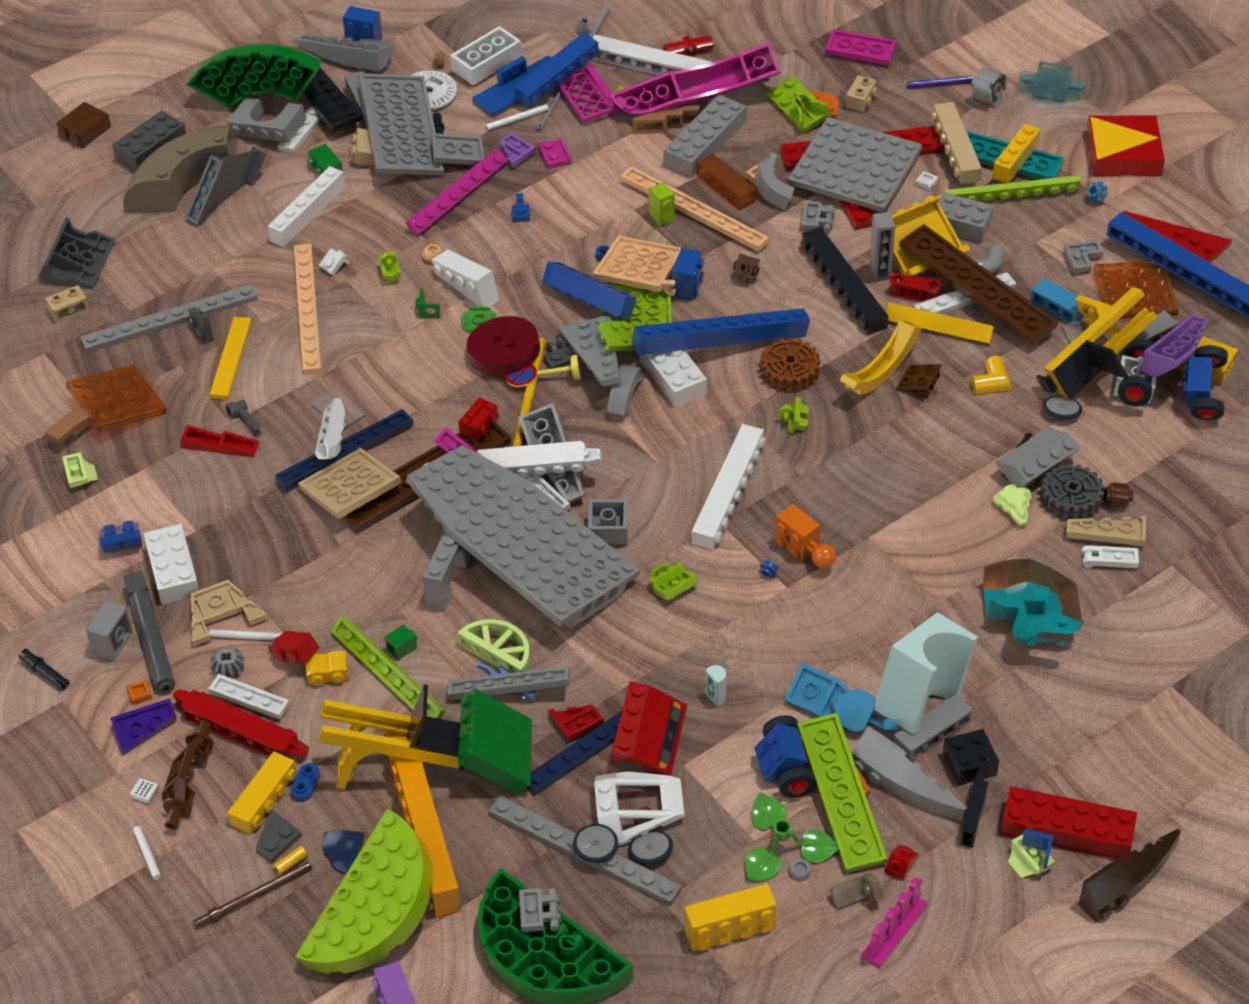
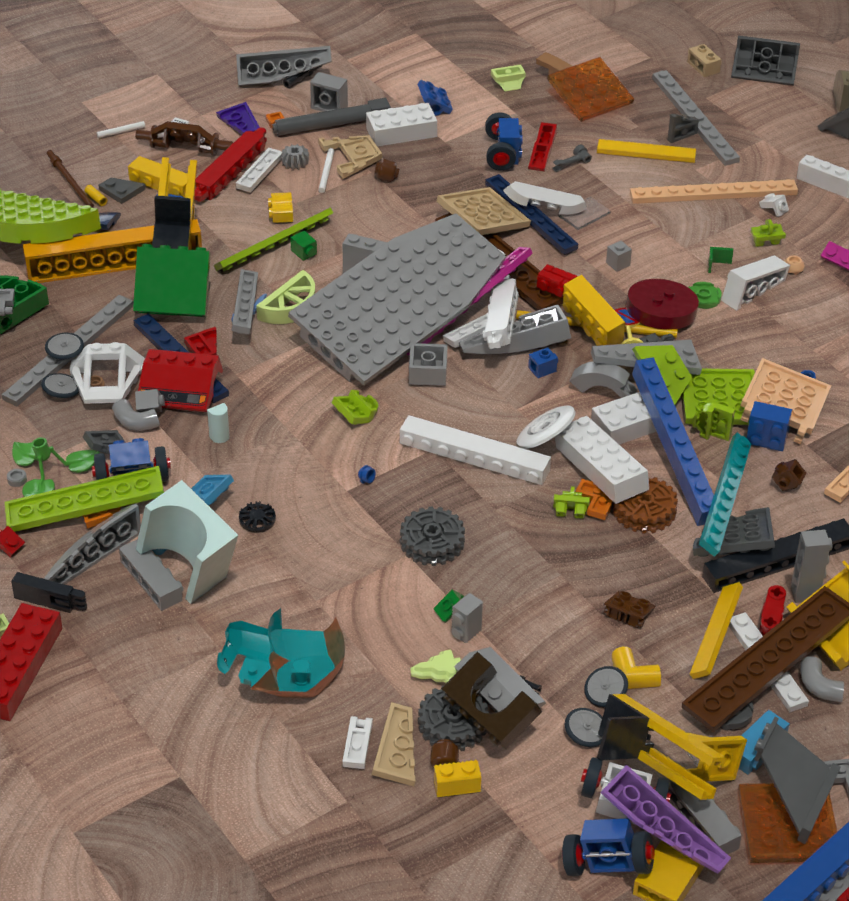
camera: 90 degrees right, 5 degrees down
(37, 694) = (277, 65): none -> light grey wedge
(221, 464) = (510, 138): none -> brick
(260, 574) = (386, 170): none -> reddish brown head
(294, 647) = (299, 184): red brick -> none
(424, 377) = (618, 256): none -> light grey brick
(535, 388) = (593, 312): none -> yellow brick
(589, 289) = (735, 353): blue brick -> none
(595, 435) = (543, 362): none -> blue brick
(681, 754) = (149, 400): none -> light grey brick
(683, 304) = (714, 421): none -> lime slope
(705, 770) = (132, 419): none -> light grey cylinder
(718, 422) = (545, 427): none -> white piece
(745, 386) = (602, 460): none -> white brick
(746, 785) = (102, 439): none -> dark grey wing
(780, 397) = (600, 502): none -> orange plate
(789, 301) = (725, 494): none -> teal plate
(801, 537) = (397, 491): orange brick -> none
(828, 299) = (744, 534): none -> dark grey plate
(835, 653) = (257, 517): none -> black wheel
(850, 514) = (432, 536): none -> dark grey piece
(887, 360) = (637, 572): yellow arch -> none
(939, 498) = (444, 607): none -> green bracket
(962, 479) = (467, 618): none -> light grey brick
(968, 754) = (109, 596): black brick -> none
(1016, 393) = (604, 682): none -> light grey wheel
(1062, 470) = (502, 726): none -> dark brown arch
(1105, 270) = (797, 775): none -> dark grey piece
(1142, 485) = (457, 778): none -> yellow brick

